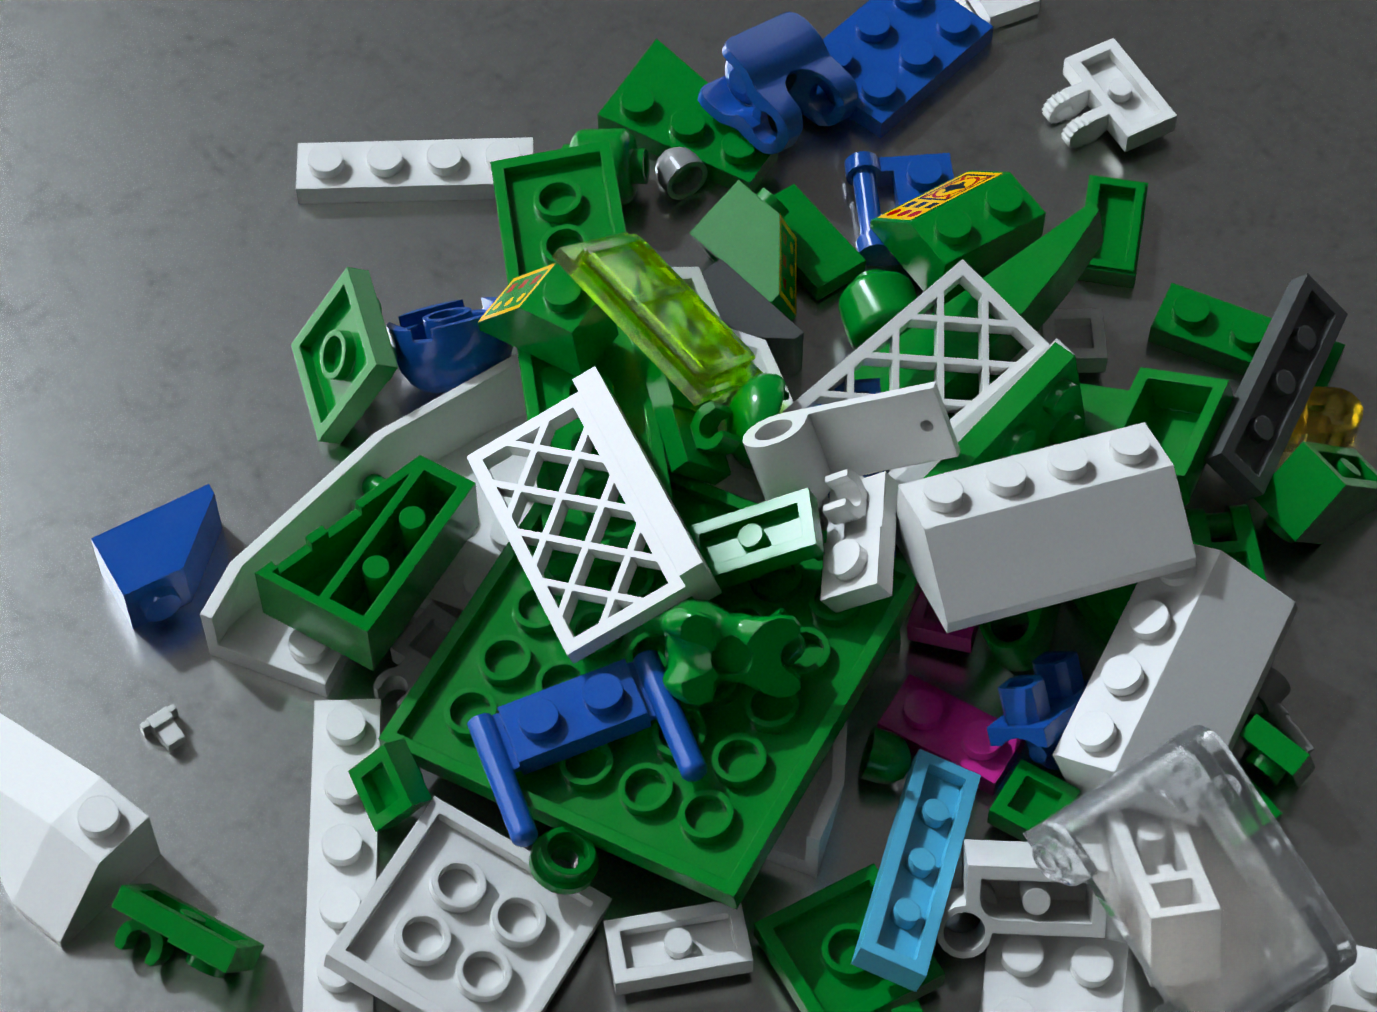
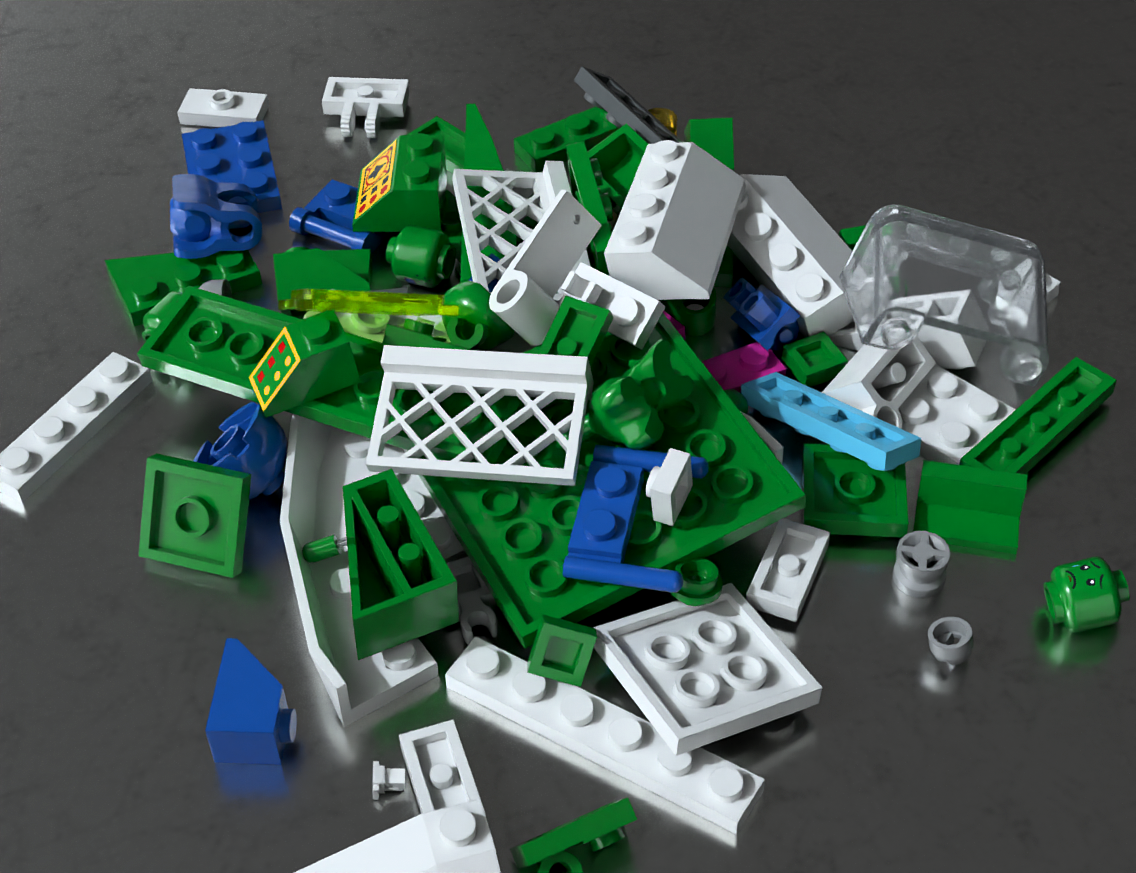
camera: 55 degrees left, 10 degrees down
(189, 772) = (438, 766): none -> white plate
(633, 755) = (670, 486): none -> white plate

